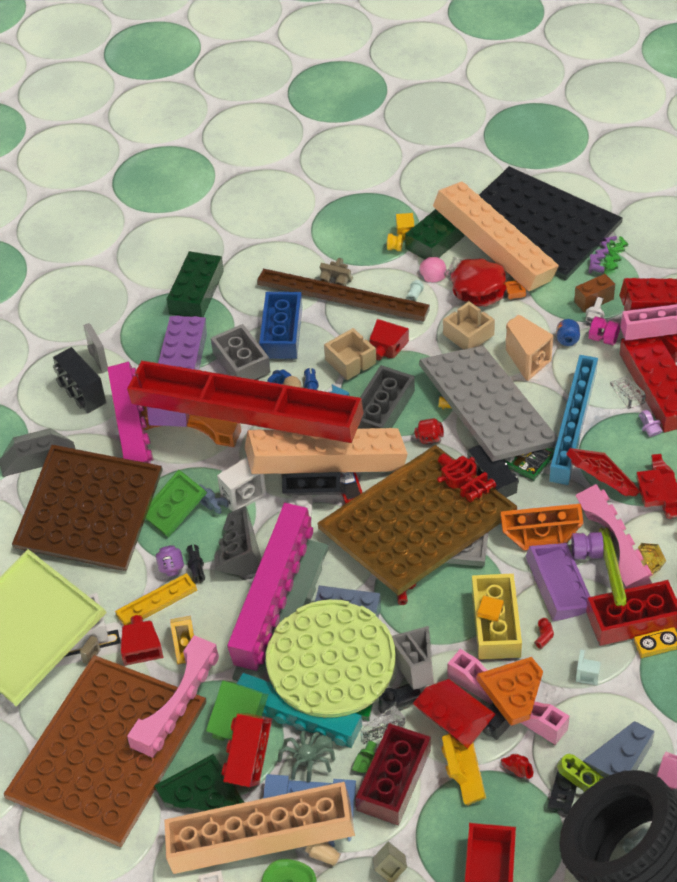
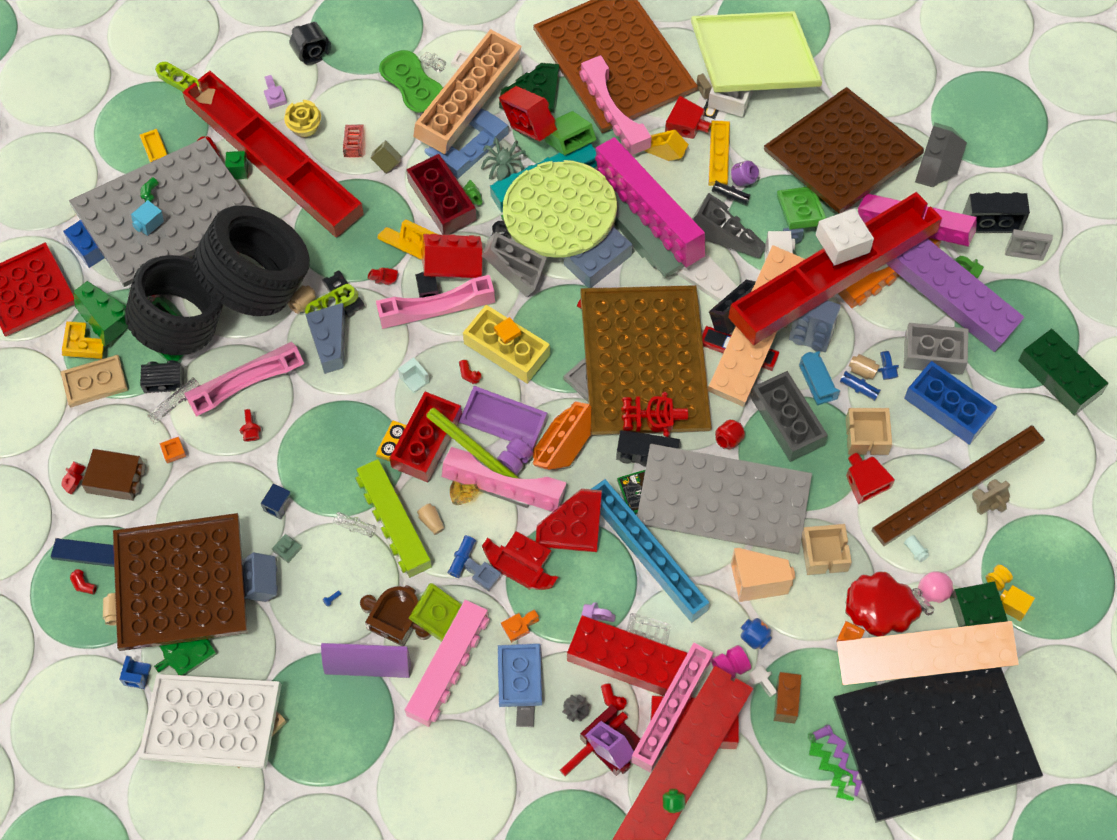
camera: 125 degrees right, 15 degrees up
(221, 392) = (844, 236): none -> white brick
(378, 726) = (484, 221): clear slope -> none
(513, 688) = (434, 303): orange plate -> none

